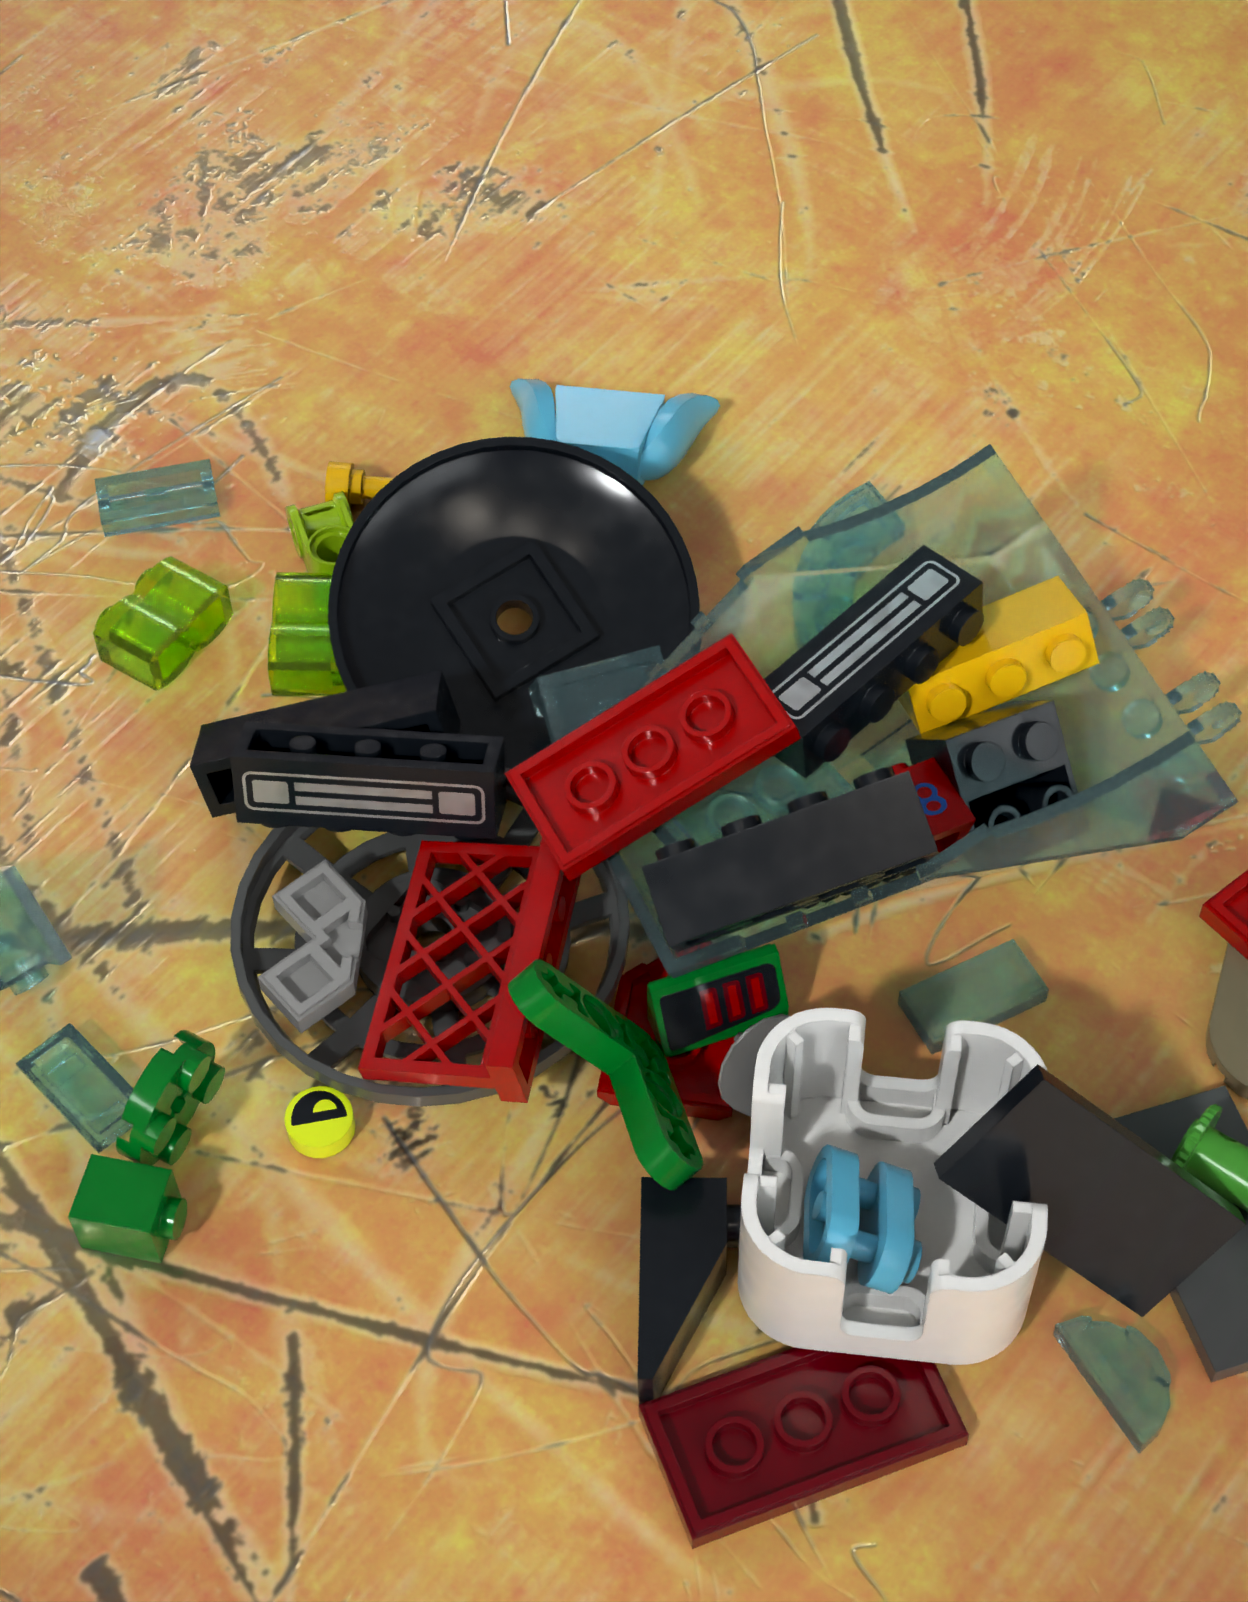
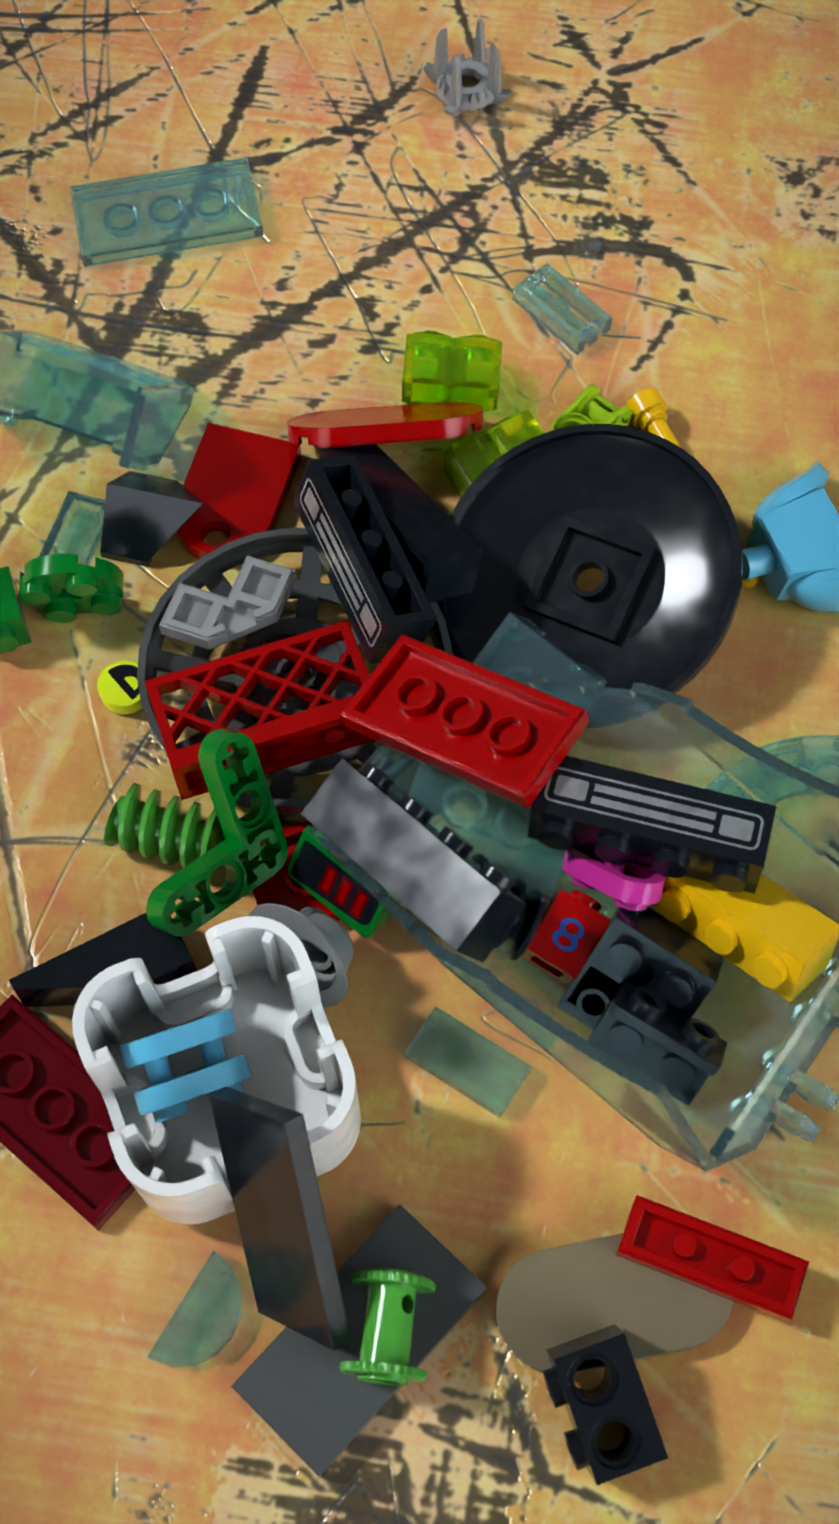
camera: 60 degrees right, 10 degrees up
(118, 994) = (143, 516): none -> black slope
(140, 897) = (241, 485): none -> red tile
(189, 706) = (385, 424): none -> red tile
(539, 1140) = (161, 829): none -> bright green piece
(911, 720) = (628, 883): none -> dark pink plate
(1063, 773) = (659, 1041): none -> black bracket

